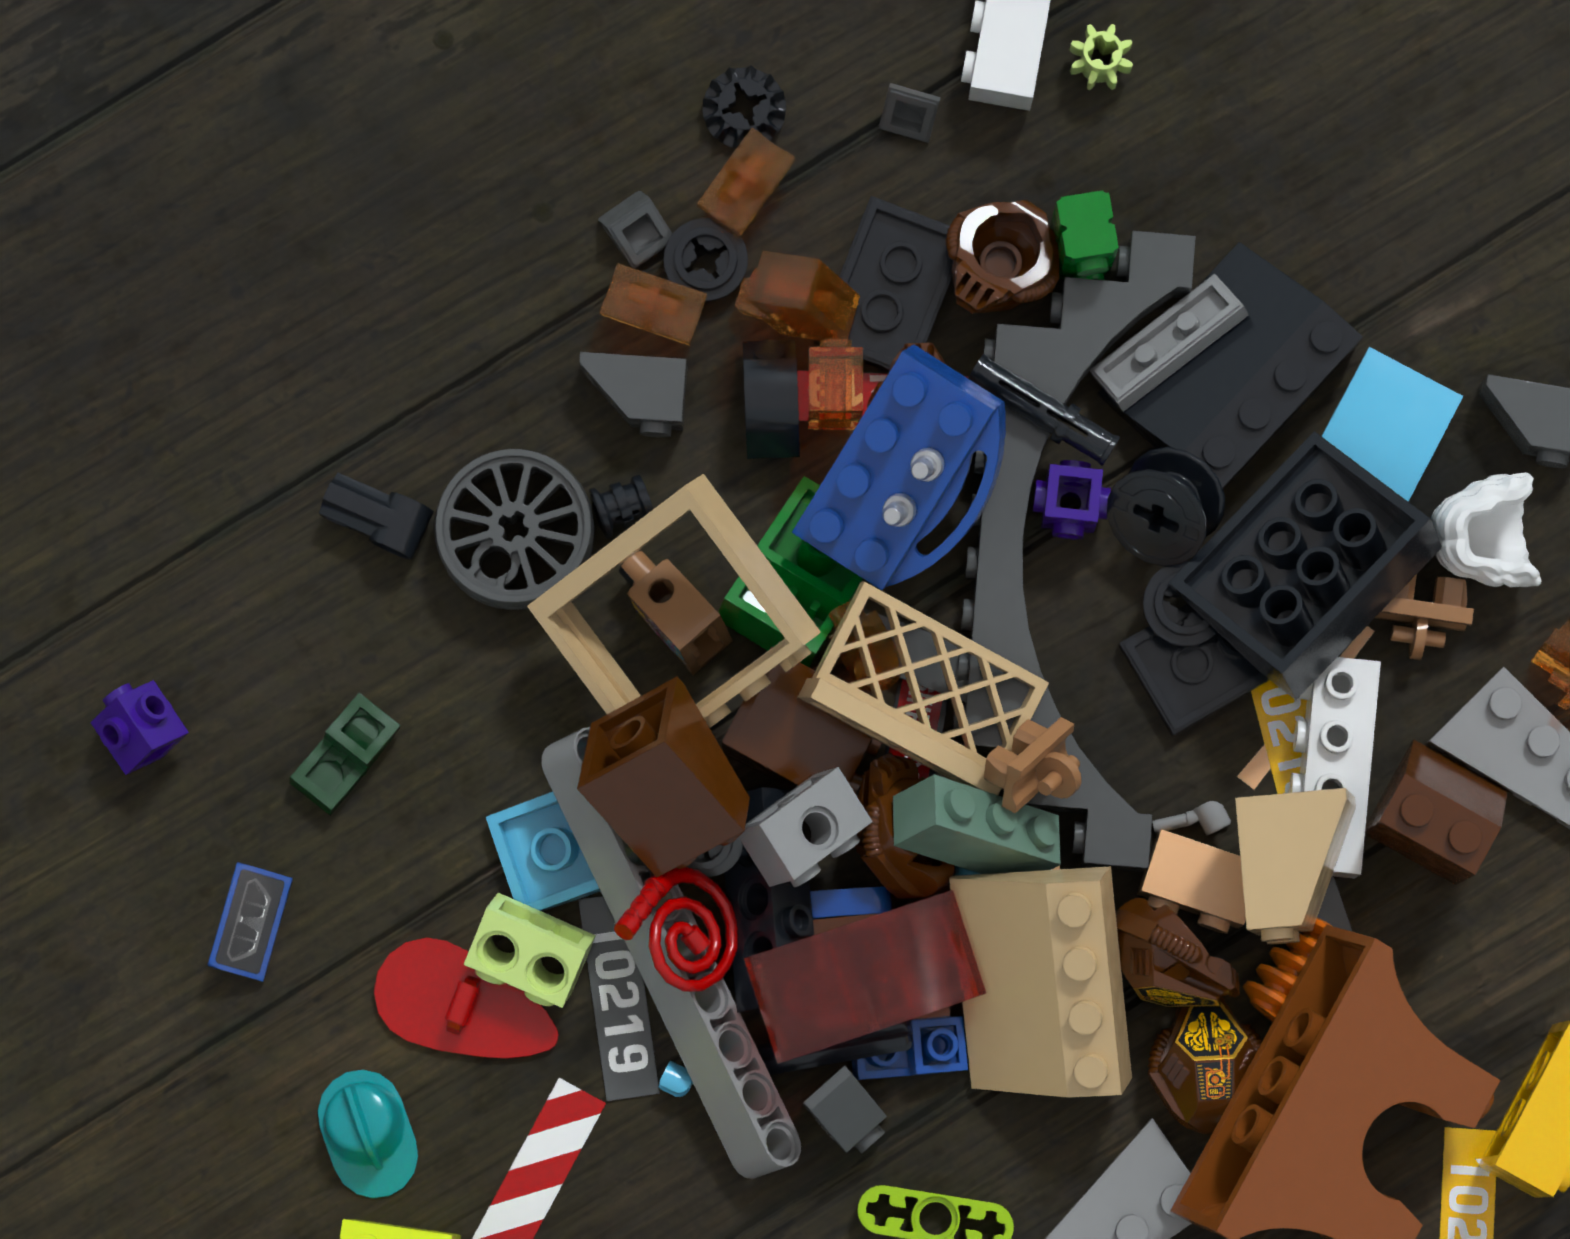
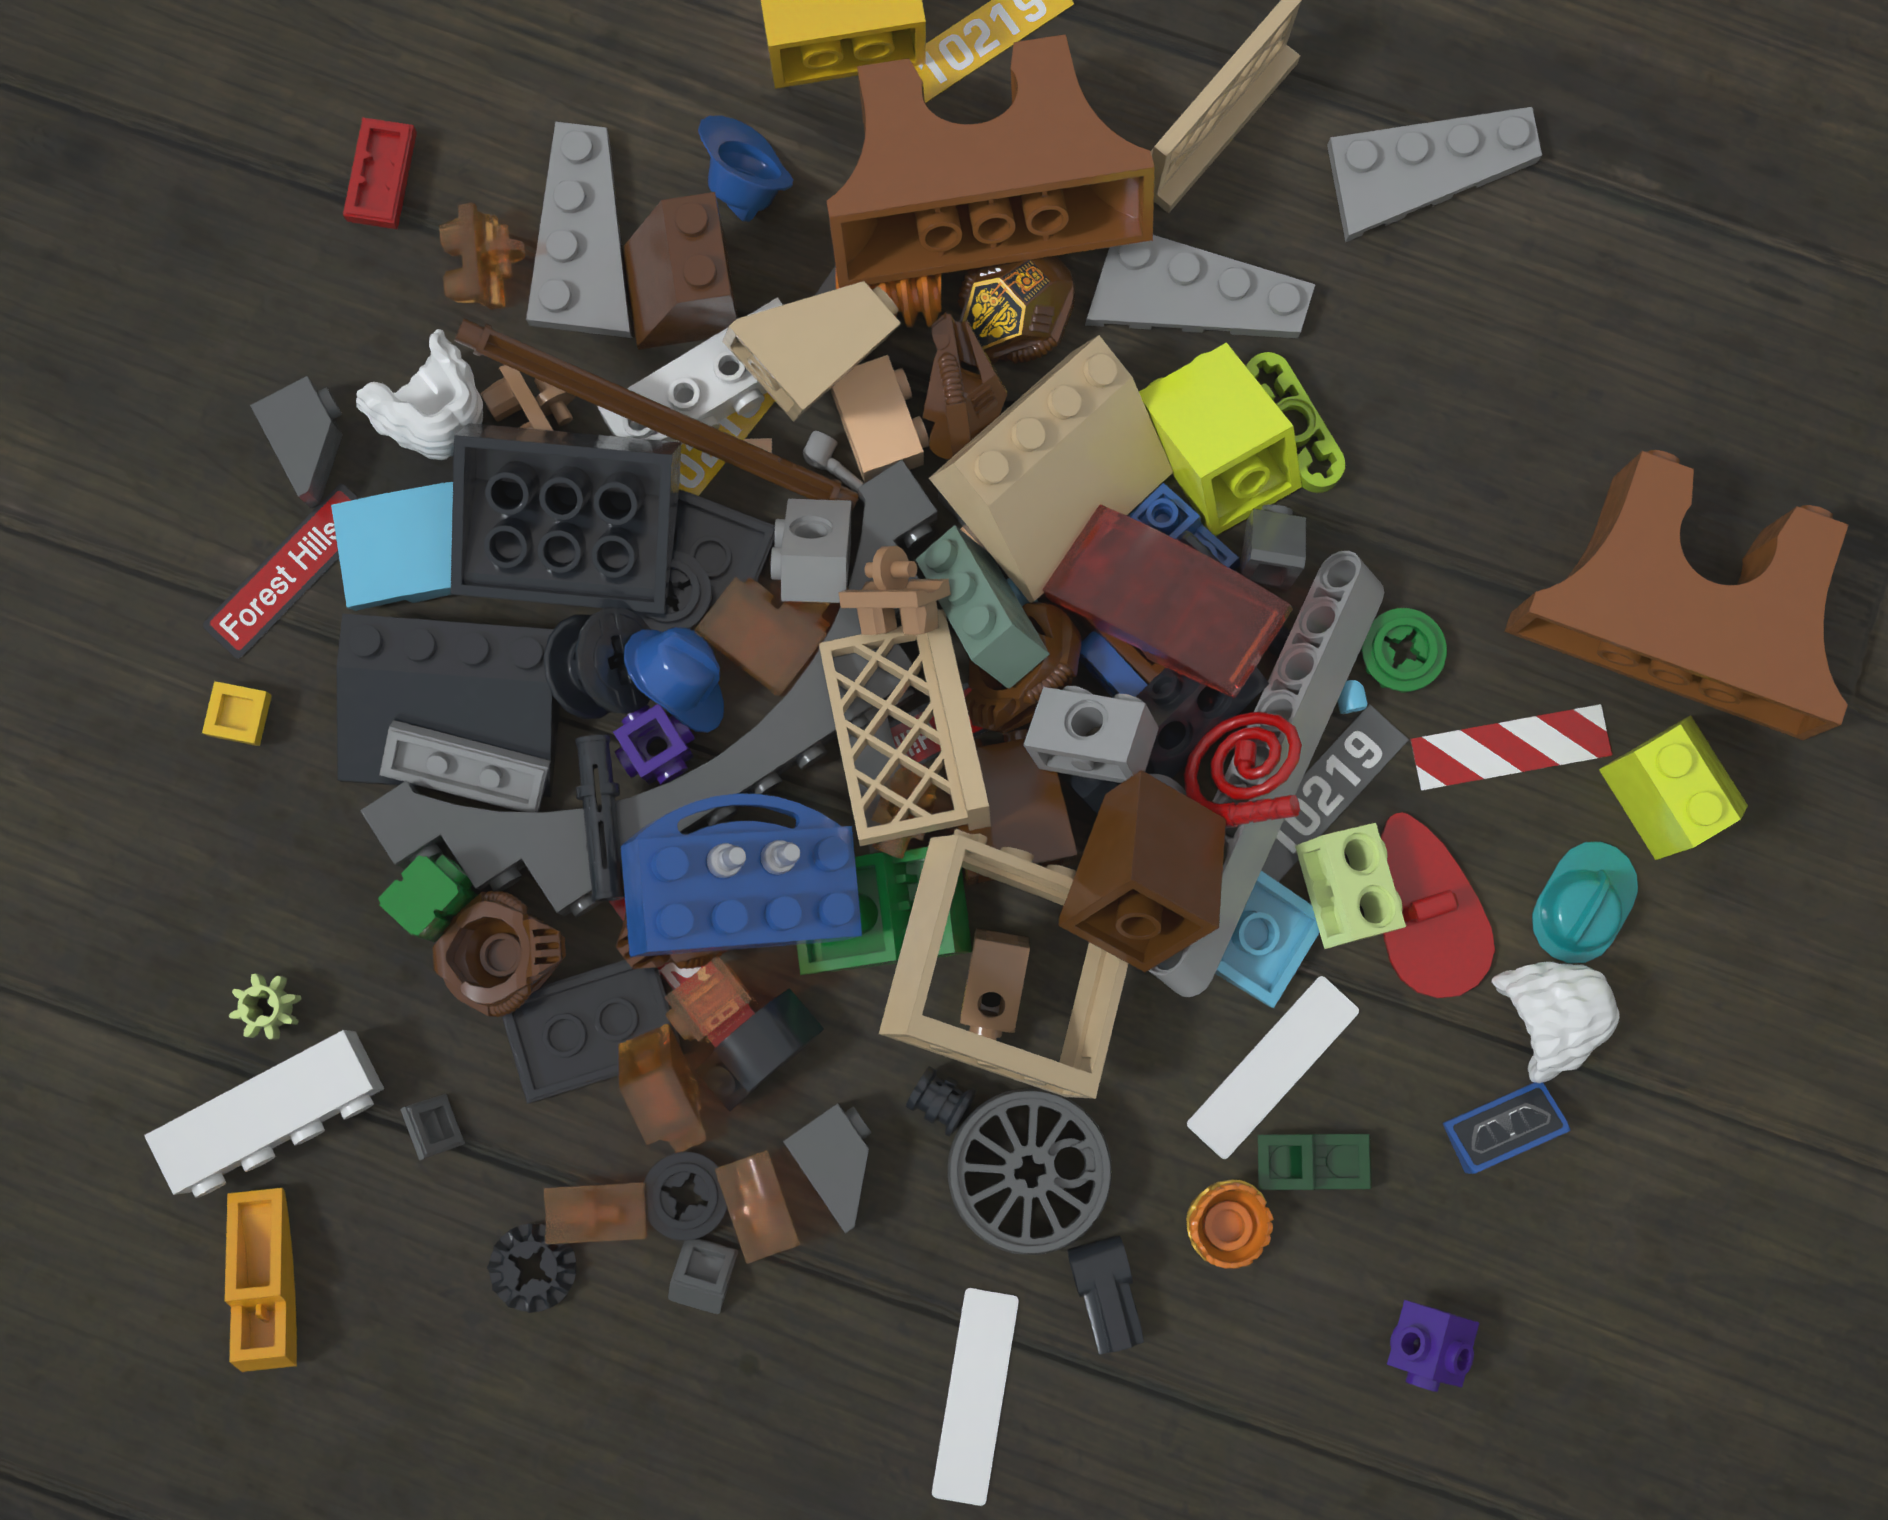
camera: 130 degrees left, 0 degrees up
(302, 1030) = (1564, 1011): none -> white hair
(351, 648) = (1229, 1224): none -> orange hair
(382, 361) = (975, 1397): none -> white sticker
(441, 783) = (1273, 1067): none -> white sticker
(656, 1142) = (1427, 645): none -> green gear
(967, 1142) = (1223, 438): none -> neon yellow slope
(1088, 649) = (763, 639): none -> clear orange hinge
(1111, 555) = (678, 674): none -> blue piece
(1128, 740) = (812, 550): none -> light grey brick
(1329, 696) = (650, 413): none -> reddish brown piece
(1351, 203) = (237, 713): none -> yellow plate
(1440, 320) = (279, 579): none -> red sticker
(1500, 940) = (742, 166): none -> blue piece

